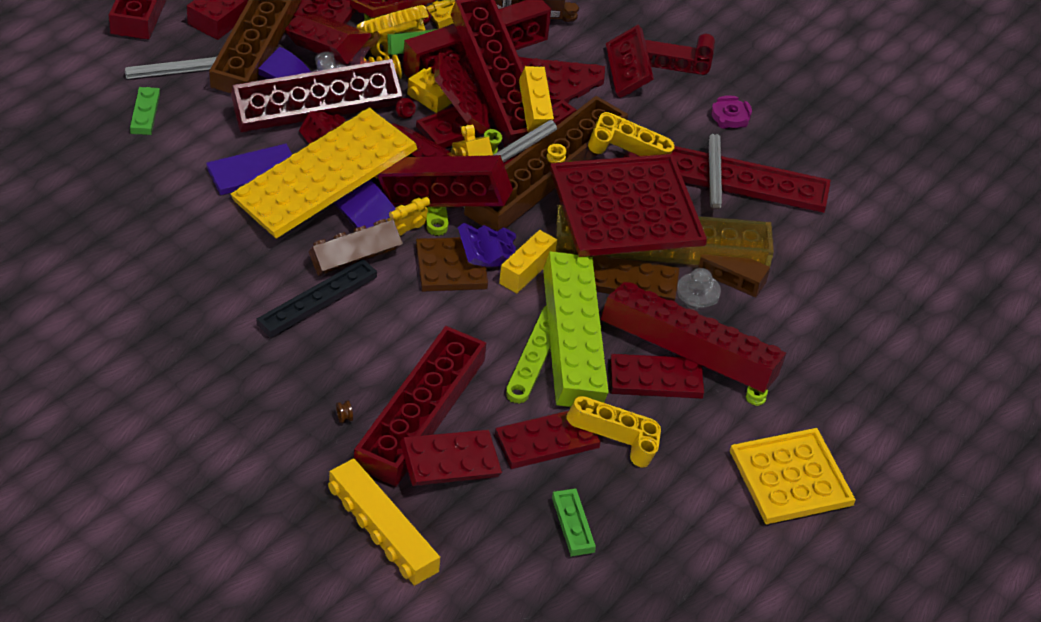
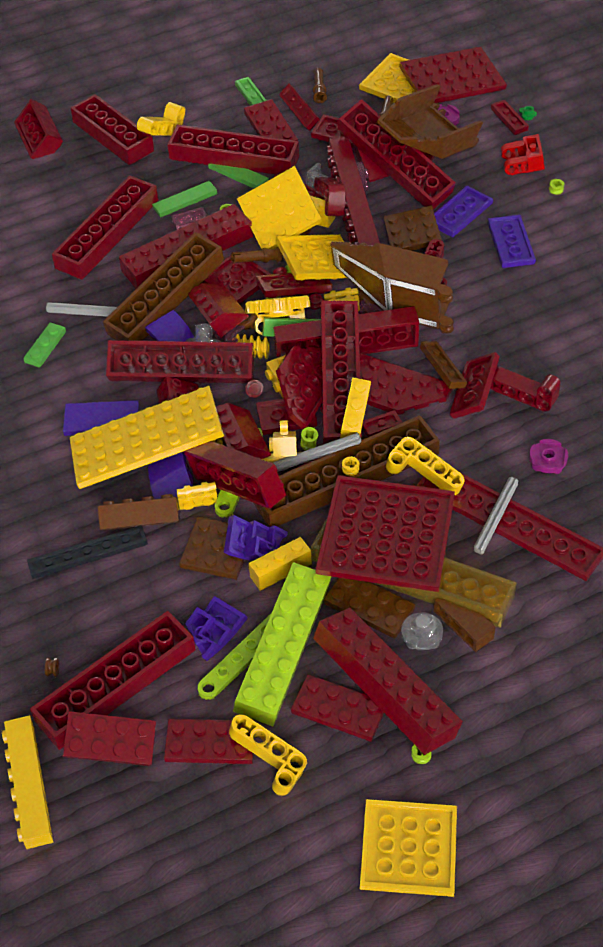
camera: 30 degrees right, 5 degrees up
(495, 329) = (214, 626): none -> dark purple slope
(573, 522) = (186, 832): bright green plate -> none
(583, 47) = (443, 364): none -> reddish brown plate

